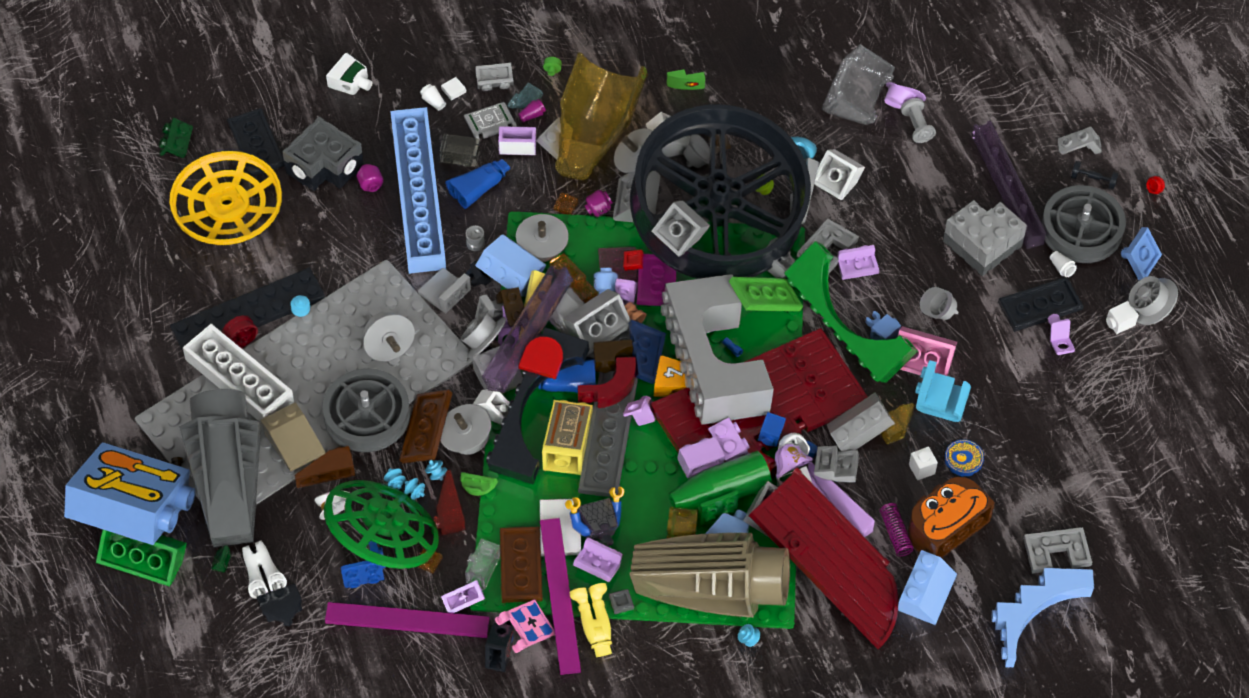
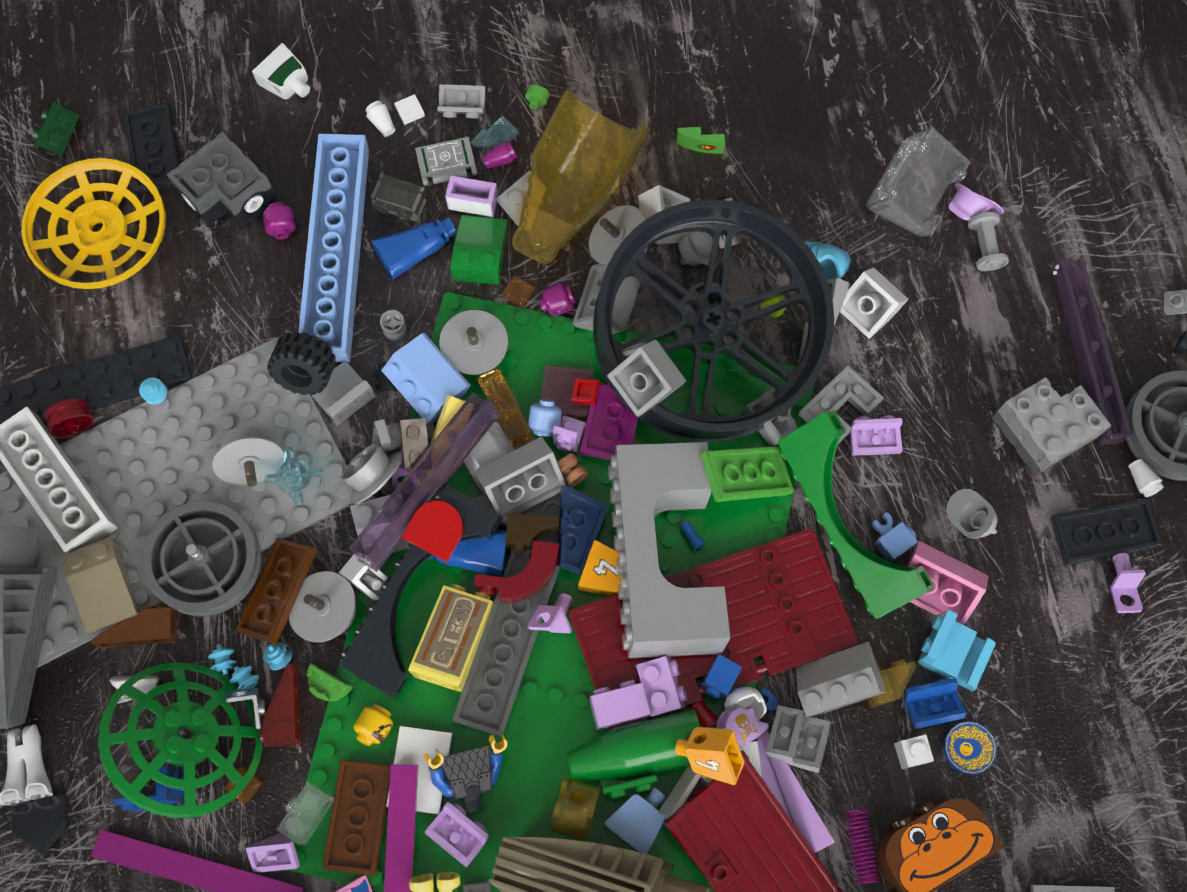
camera: 10 degrees right, 15 degrees up
(414, 256) = (301, 363): none -> black tyre
(423, 346) = (293, 476): none -> clear light blue piece
(430, 500) = (259, 705): none -> flat silver bracket
(519, 501) = (373, 725): none -> yellow head
(530, 179) = (479, 250): none -> green slope
(775, 464) = (713, 753): none -> light orange torso
(932, 430) = (934, 703): none -> blue bracket

